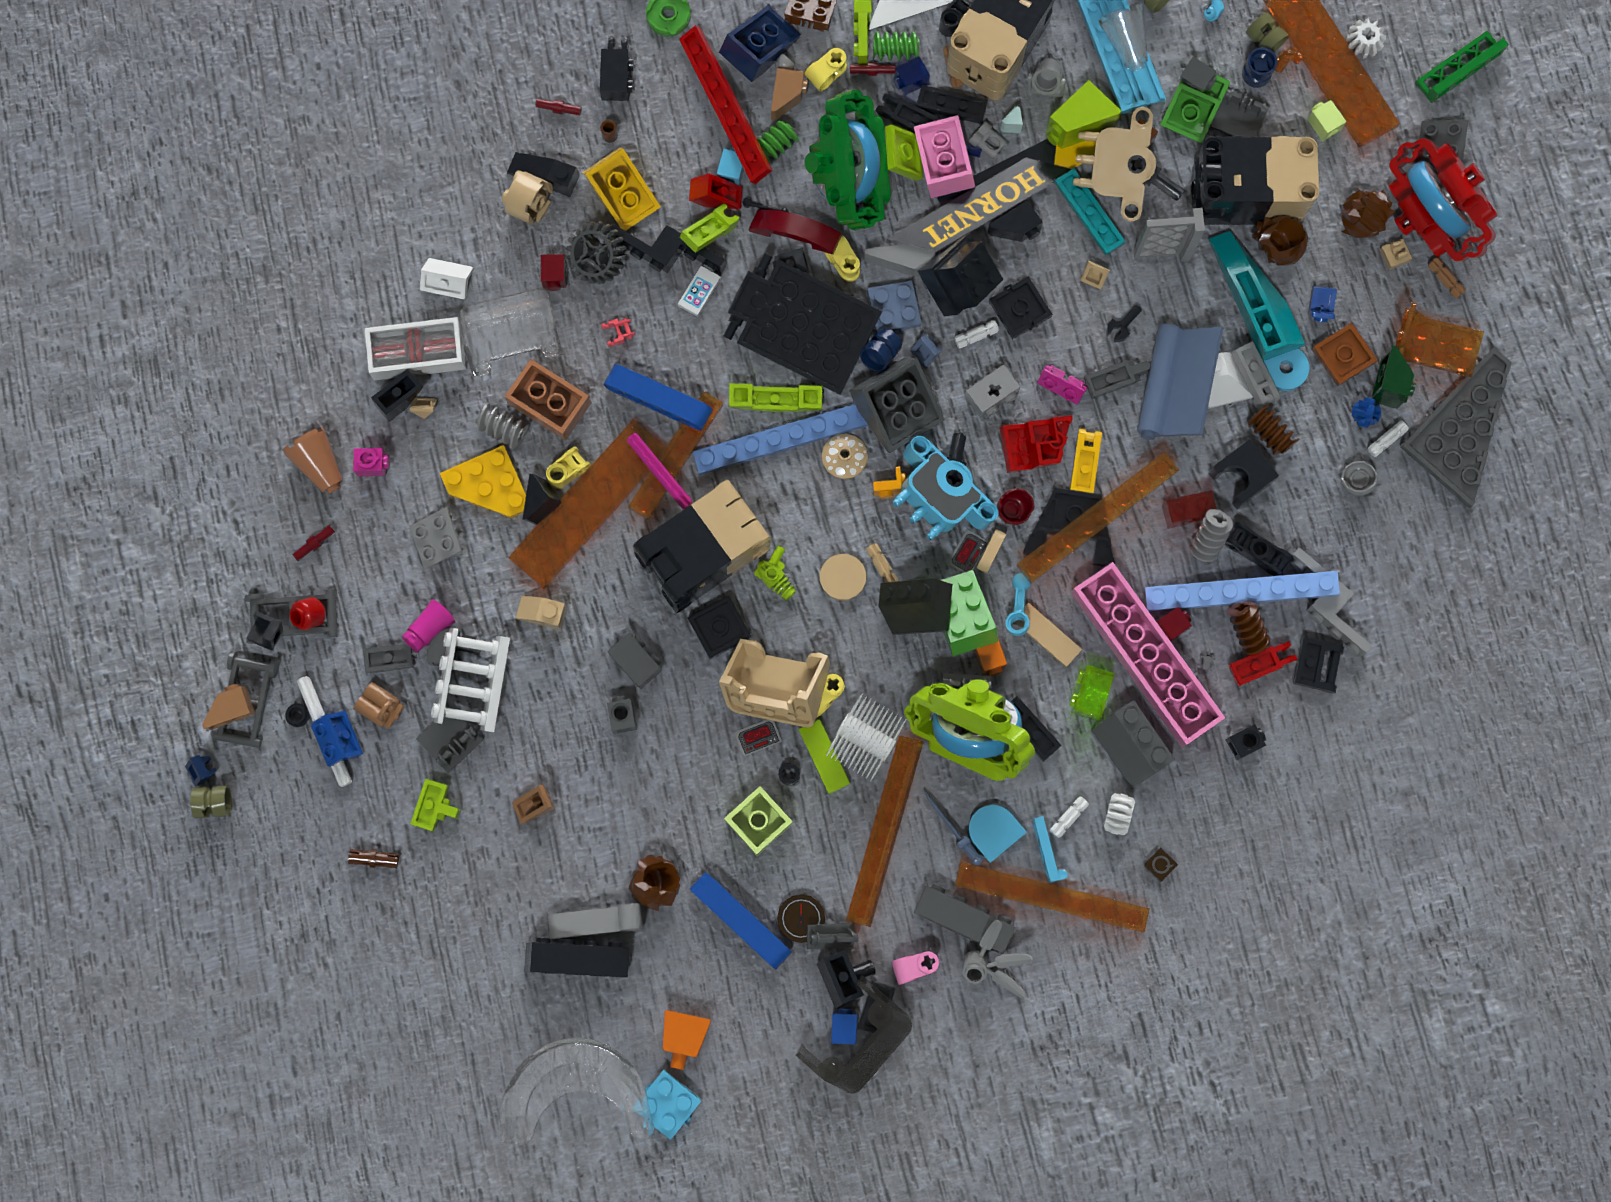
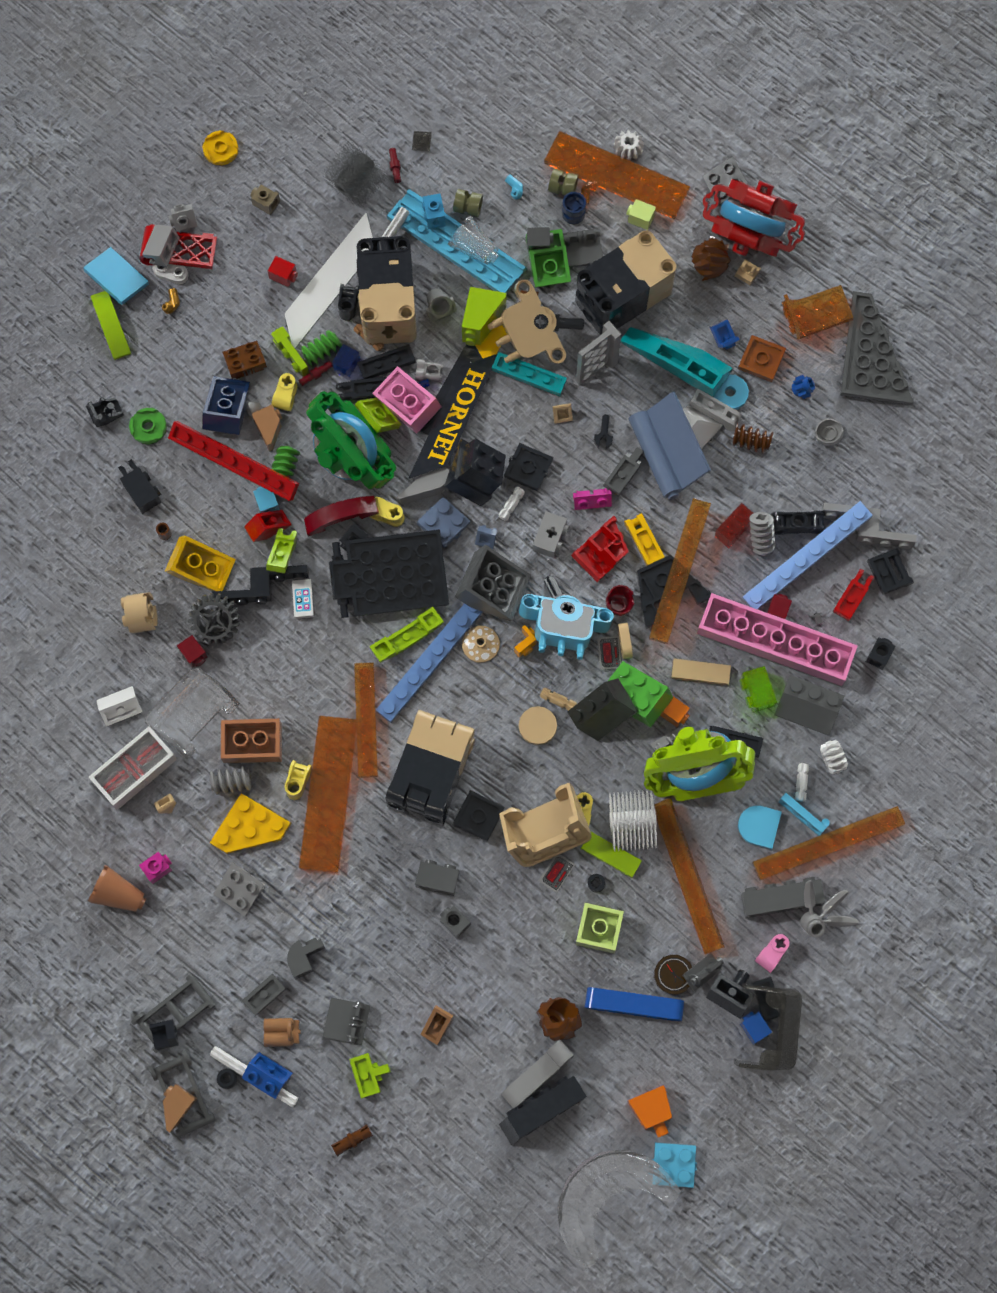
camera: 35 degrees left, 5 degrees down
(198, 771) = (184, 1166): dark blue tile -> none
(208, 802) = (209, 1181): olive wheel -> none
(307, 613) = (185, 1002): red head -> none
(313, 543) = (153, 951): dark red bar -> none
(397, 395) = (143, 808): black slope -> none
(427, 625) = (277, 952): dark pink plant -> none
(489, 694) = (345, 952): white fence -> none
(539, 500) = (294, 813): black slope -> none
(542, 612) = (348, 889): tan slope -> none
(558, 107) = (115, 537): dark red bar -> none
(559, 174) = (146, 582): black slope -> none
(621, 338) = (260, 658): coral piece -> none
(658, 397) = (326, 688): blue beam -> none
(659, 471) = (363, 737): dark pink axle -> none
(747, 203) = (293, 517): black hinge -> none
(772, 575) = (489, 756): lime piece -> none
(880, 350) = (456, 556): dark blue wheel -> none
(964, 843) = (746, 847): sand blue sword -> none
(1012, 122) = (437, 347): light aqua slope -> none
(1017, 224) = (487, 413): black slope -> none
(1020, 584) = (660, 650): medium azure piece -> none
(1160, 865) = (883, 772): dark brown tile -> none
(1249, 627) = (829, 576): reddish brown piece -> none
(1251, 466) = (754, 471): black piece -> none
(1281, 239) = (669, 310): reddish brown hair -> none
(1387, 438) = (828, 394): white axle -> none
(1393, 380) = (805, 353): dark green slope -> none
(1446, 277) = (791, 266): medium nougat axle -> none
(1463, 70) = (708, 124): green fence -> none

